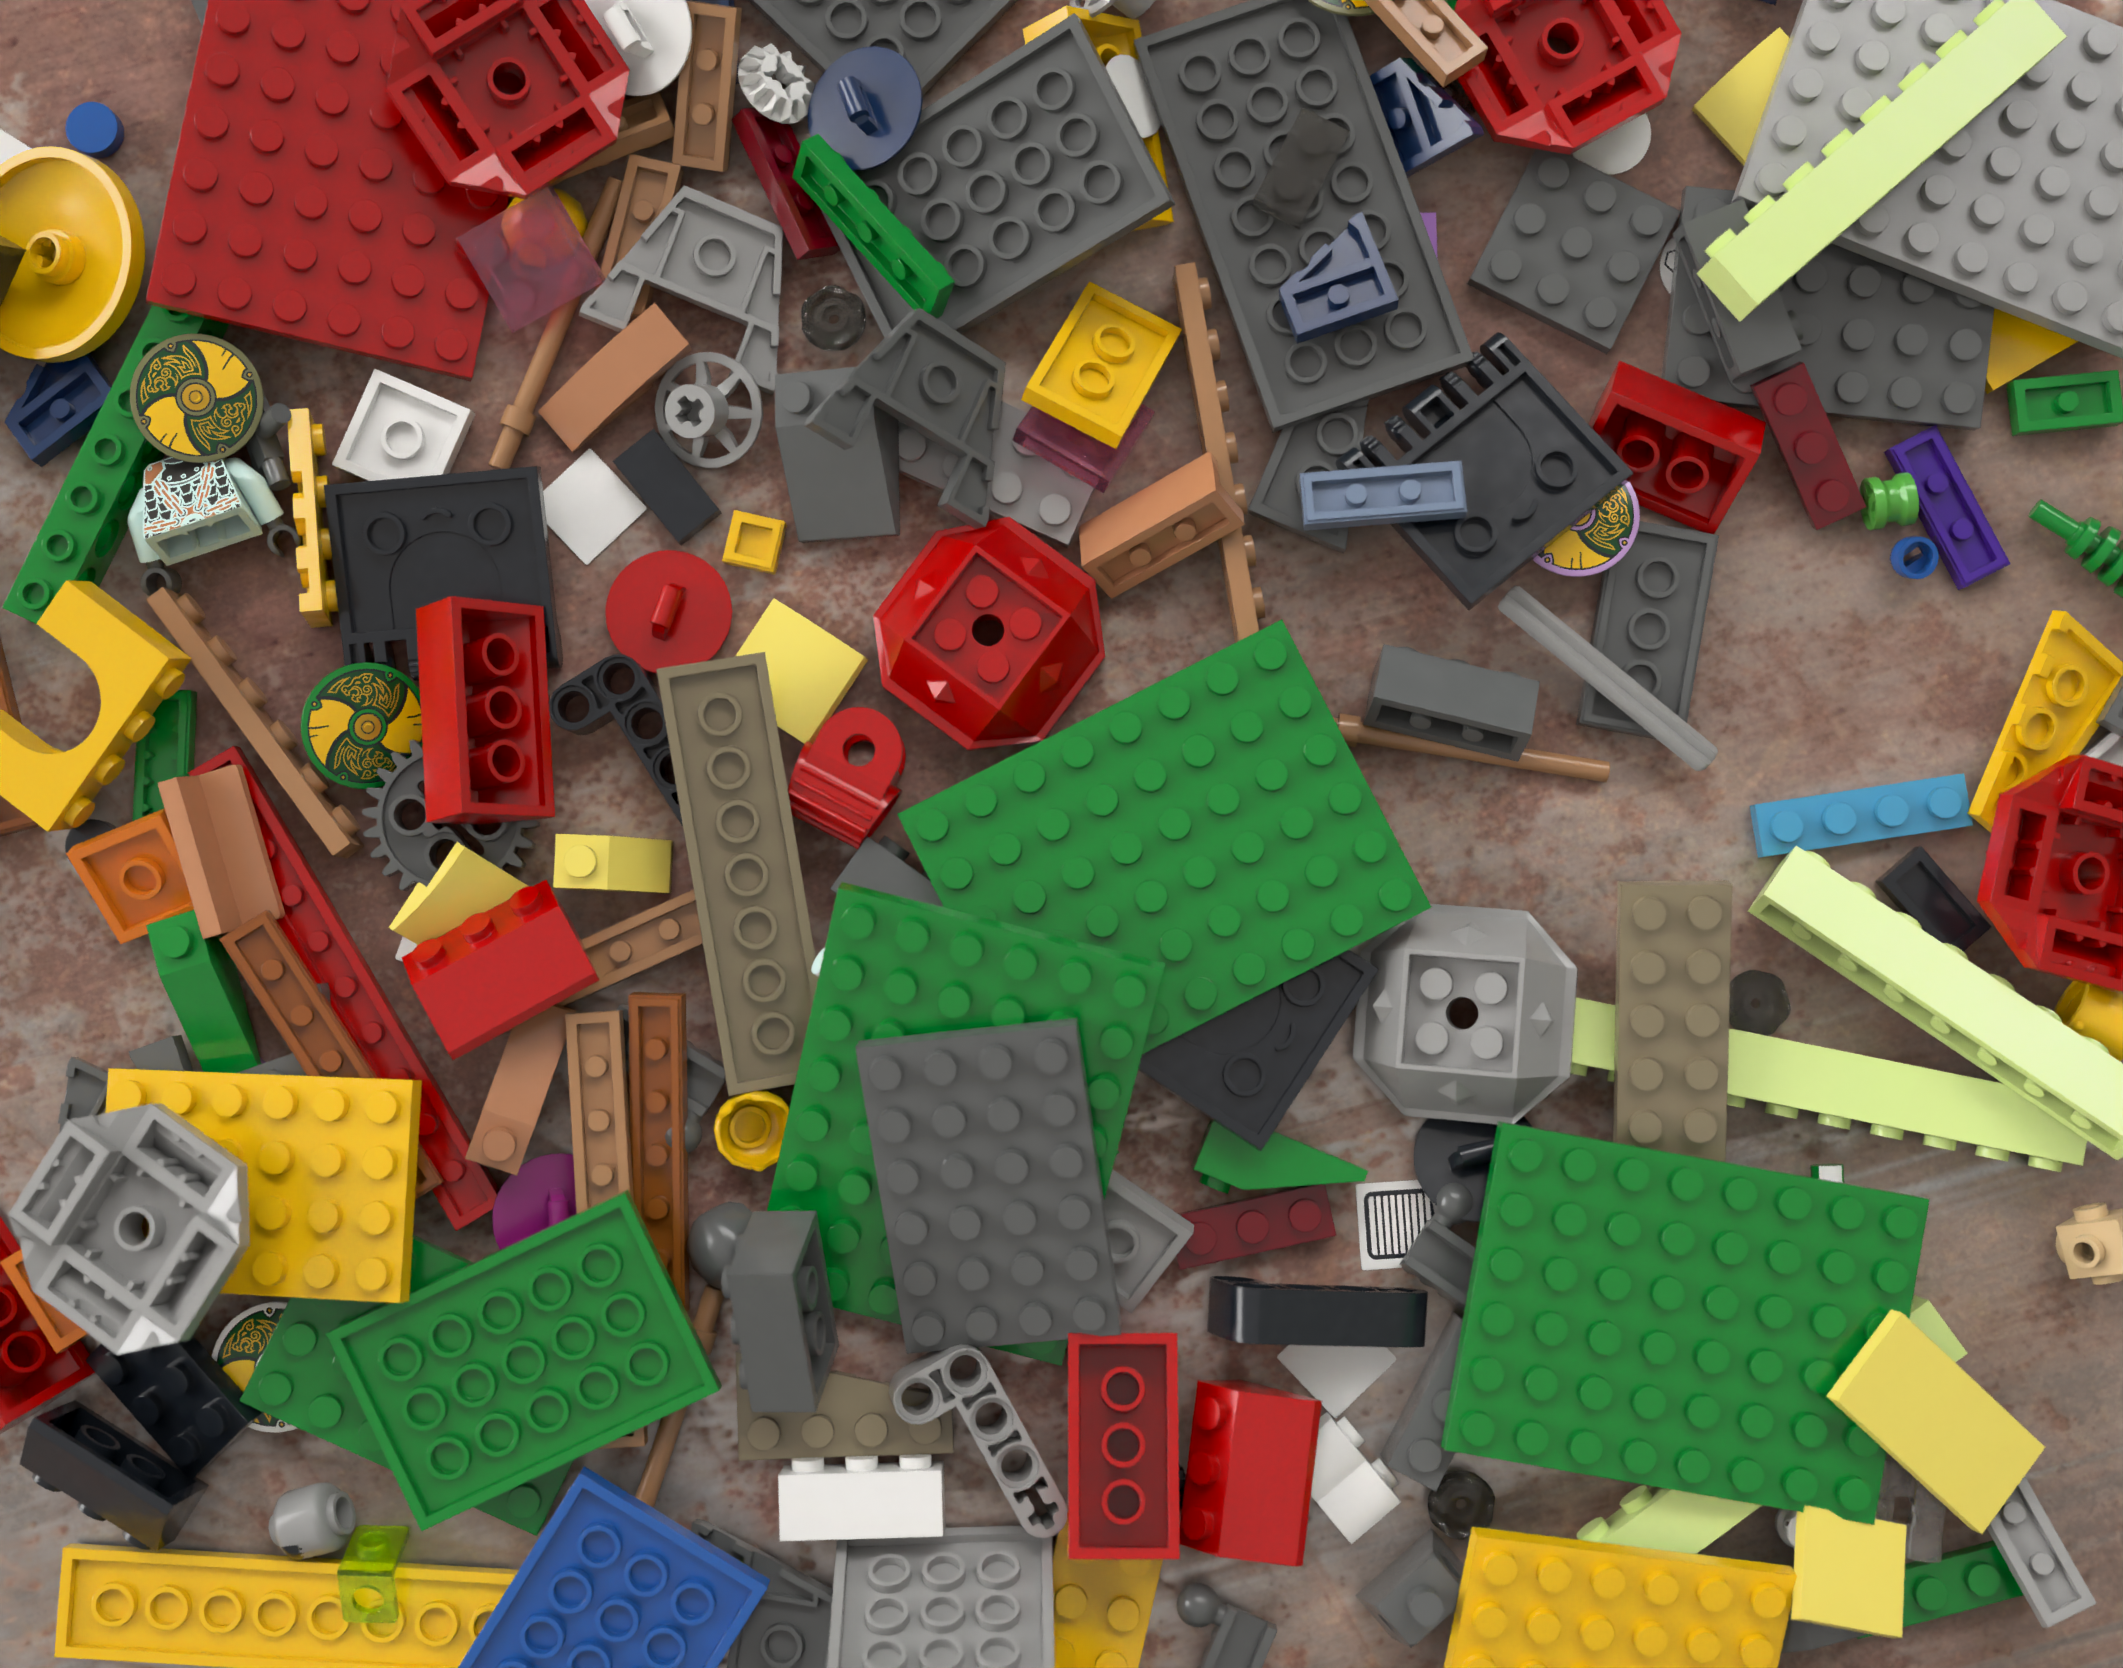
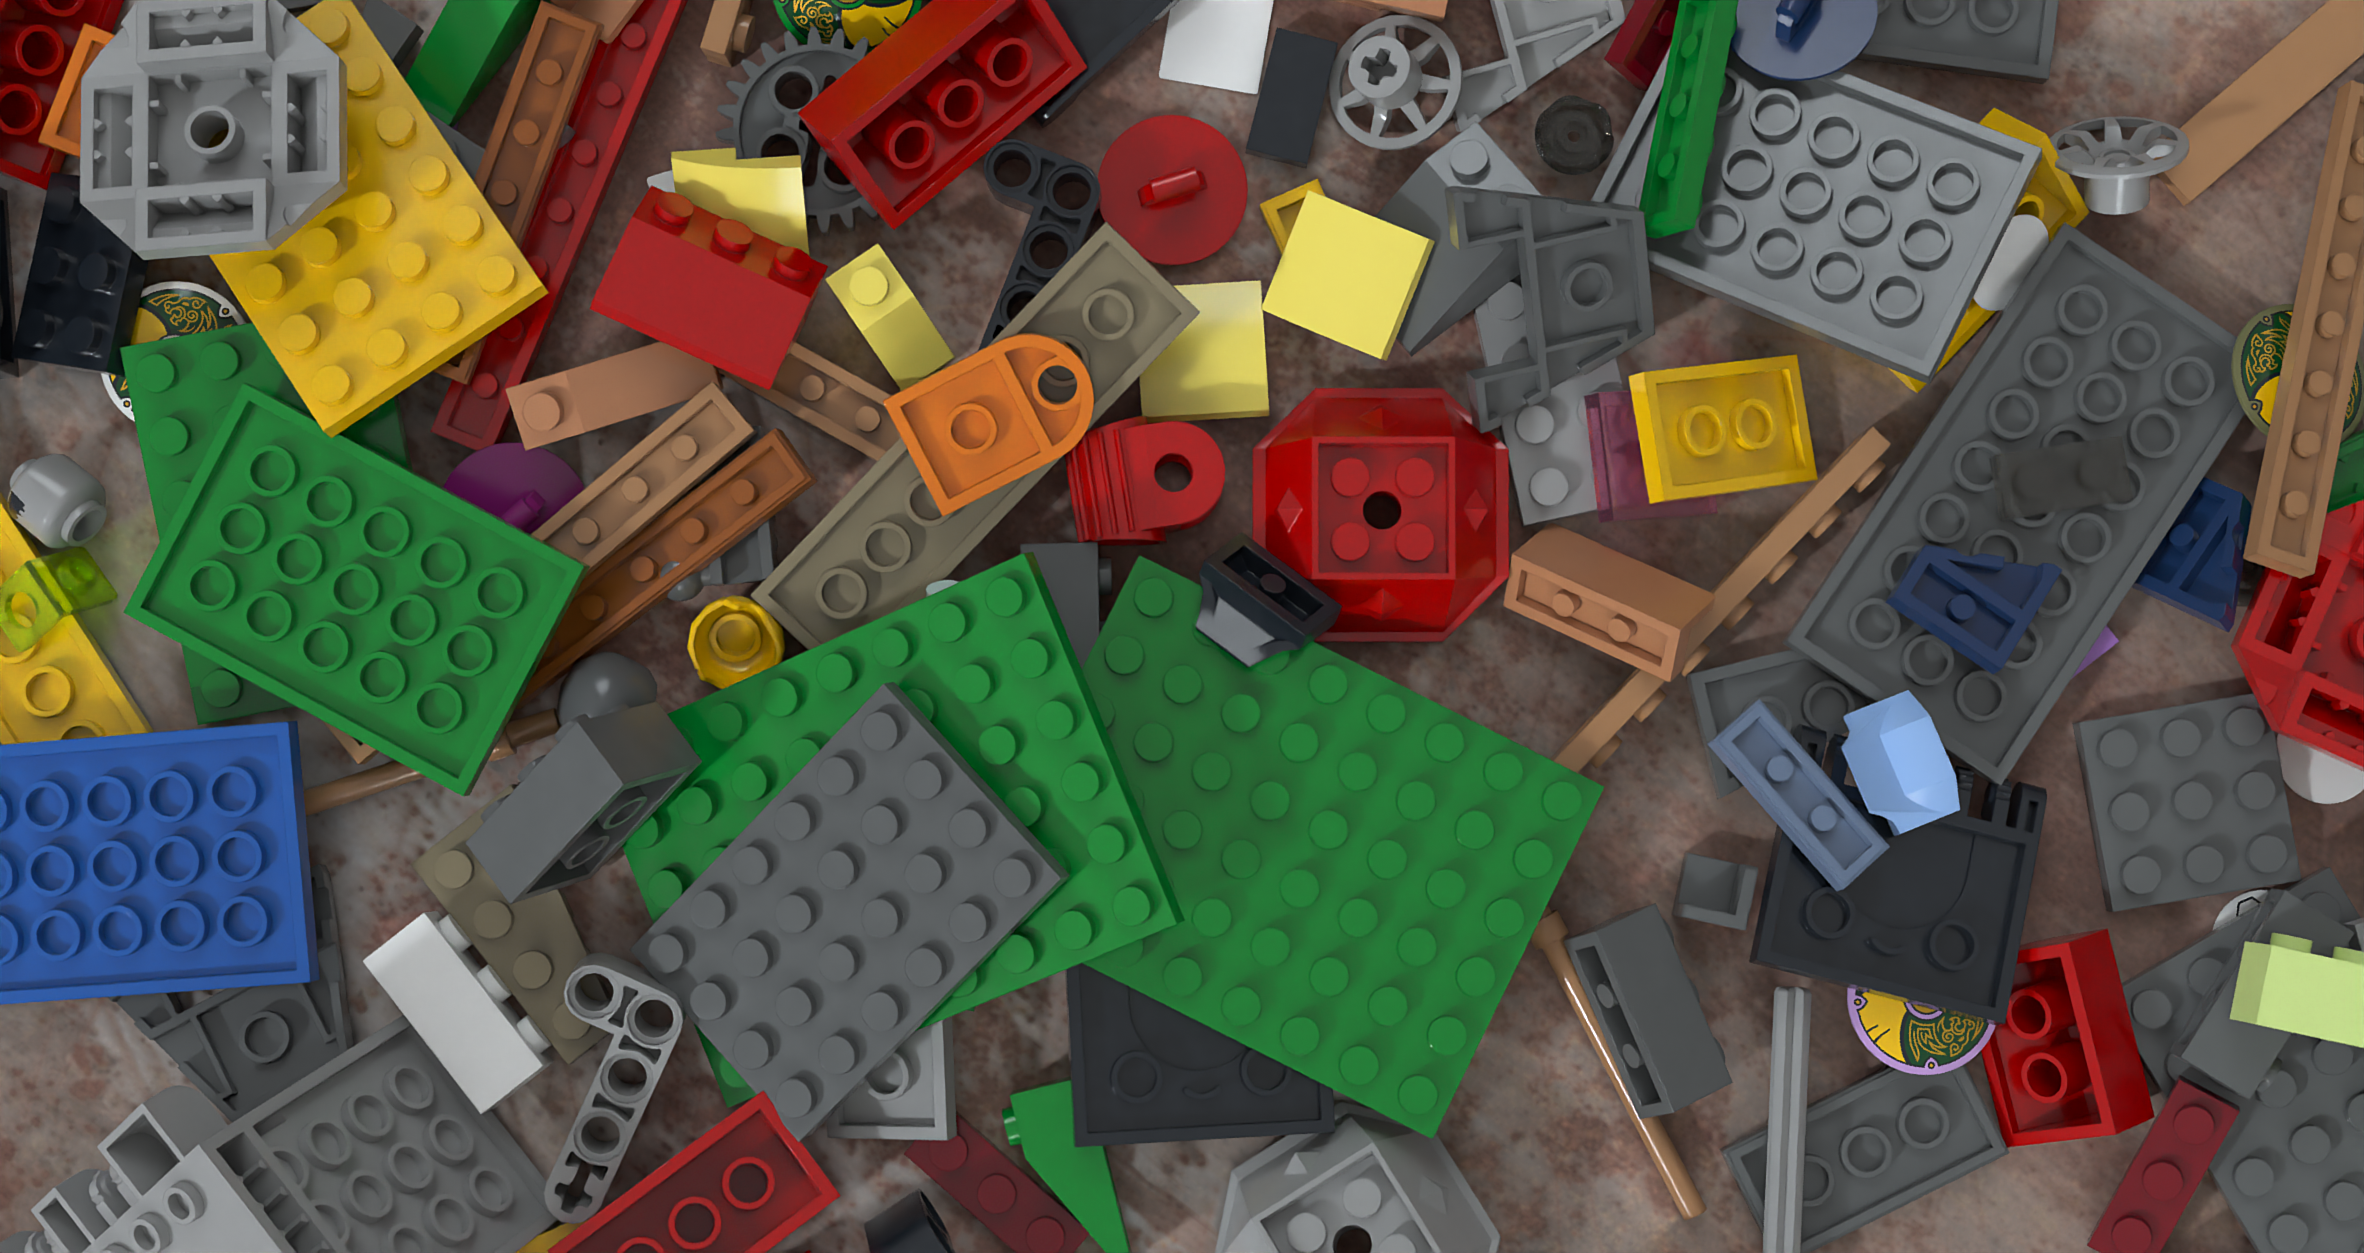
camera: 50 degrees right, 0 degrees up
(730, 847) = (988, 420): none -> orange tile
(813, 536) = (1347, 275): none -> light yellow slope
(990, 757) = (1259, 603): none -> black slope
(1404, 599) = (1715, 891): none -> dark grey panel
(1411, 412) = (1900, 763): none -> light blue slope

